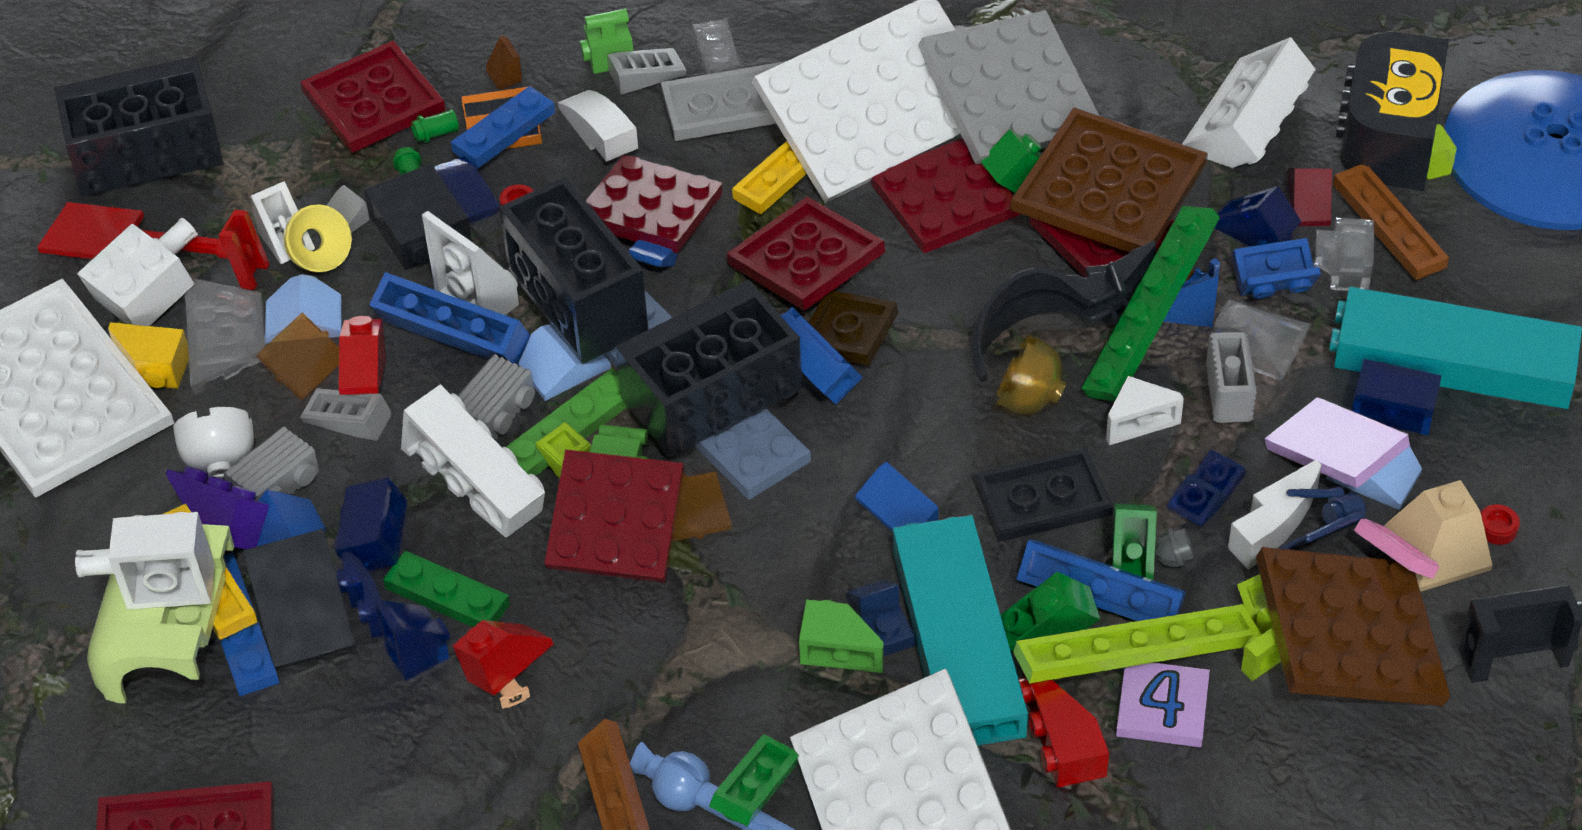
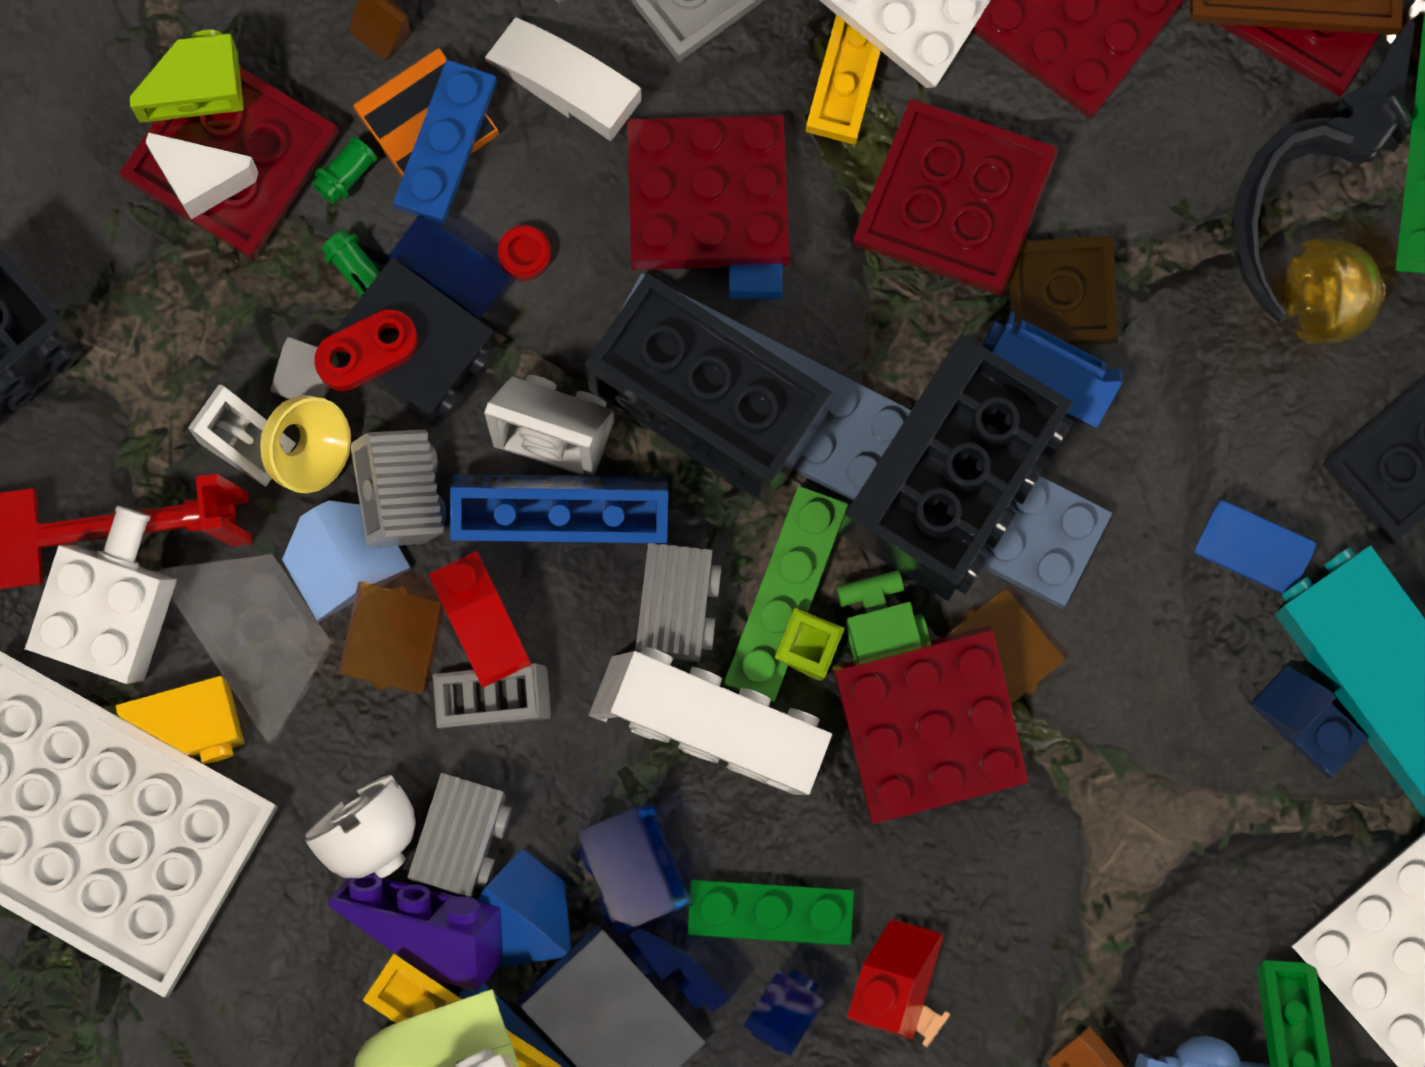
camera: 30 degrees left, 30 degrees up
(347, 88) = (201, 173): none -> white slope
(356, 279) = (398, 488): none -> light grey brick
(369, 44) = (192, 80): none -> lime slope
(383, 198) = (368, 354): none -> red plate
(555, 365) = (710, 507): light blue slope -> none
(838, 638) = (1280, 781): bright green slope -> none

